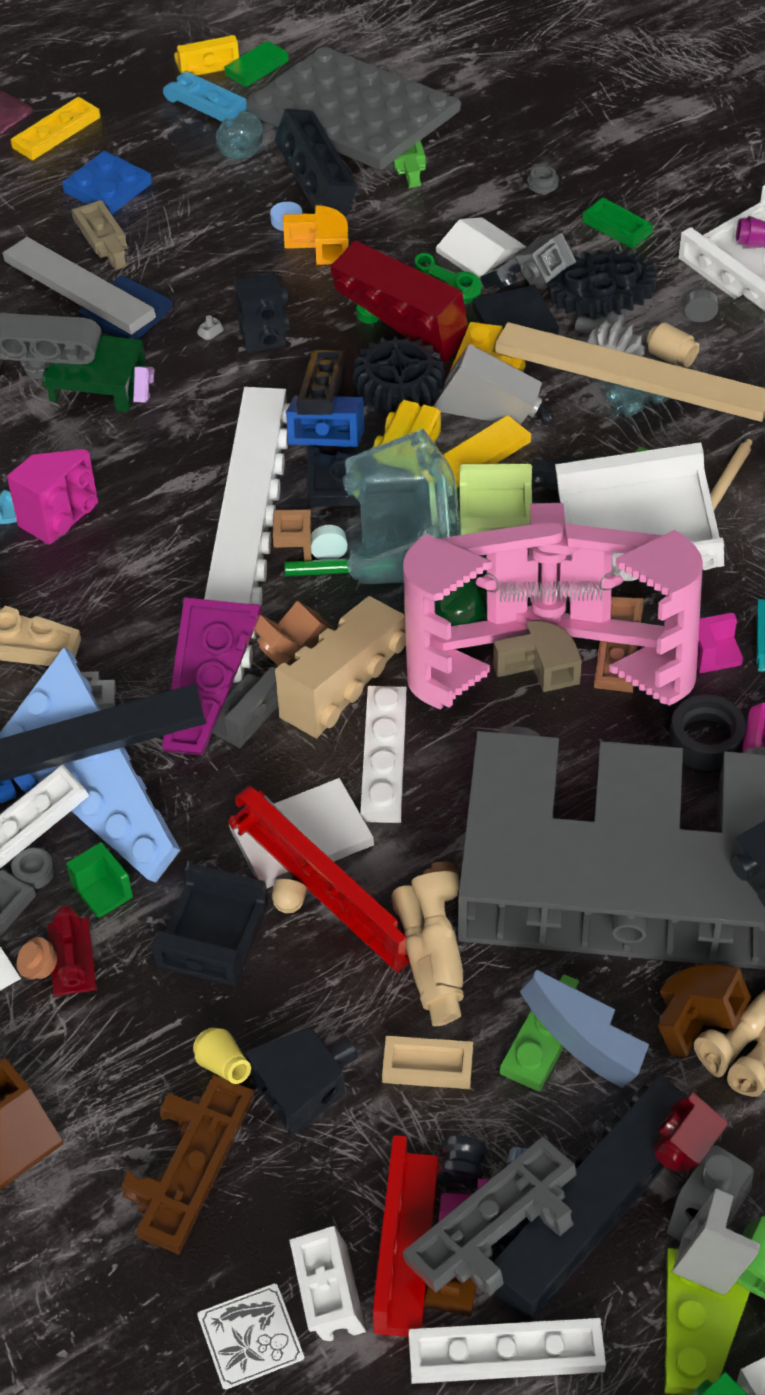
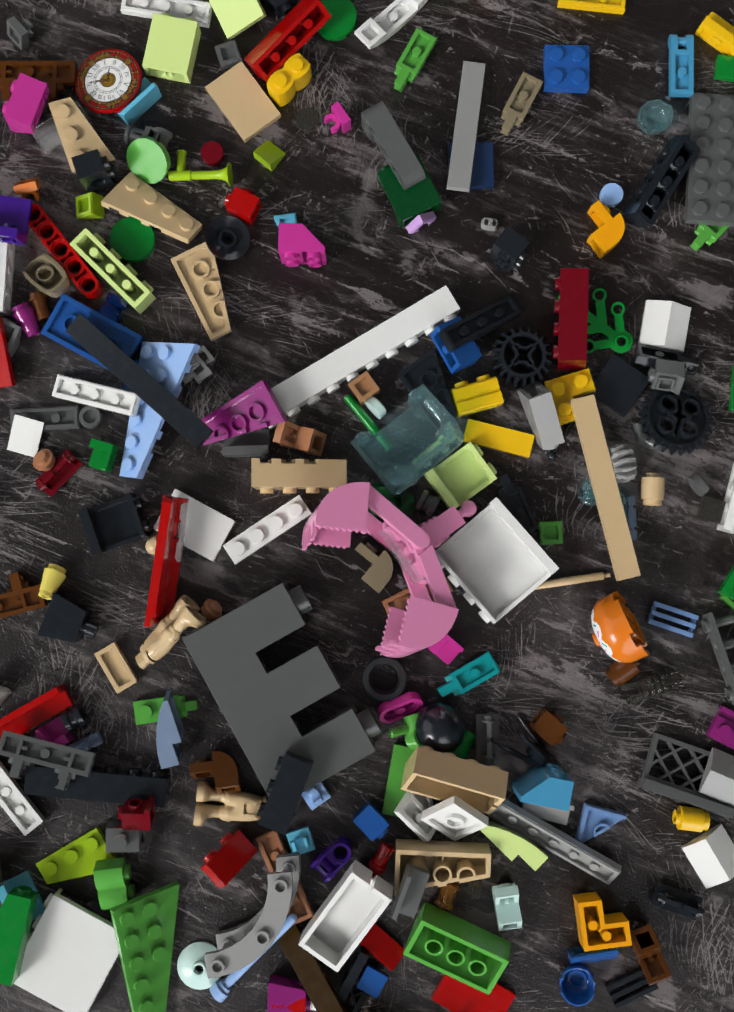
camera: 55 degrees right, 35 degrees up
(710, 1251) = (91, 851): light grey panel -> none

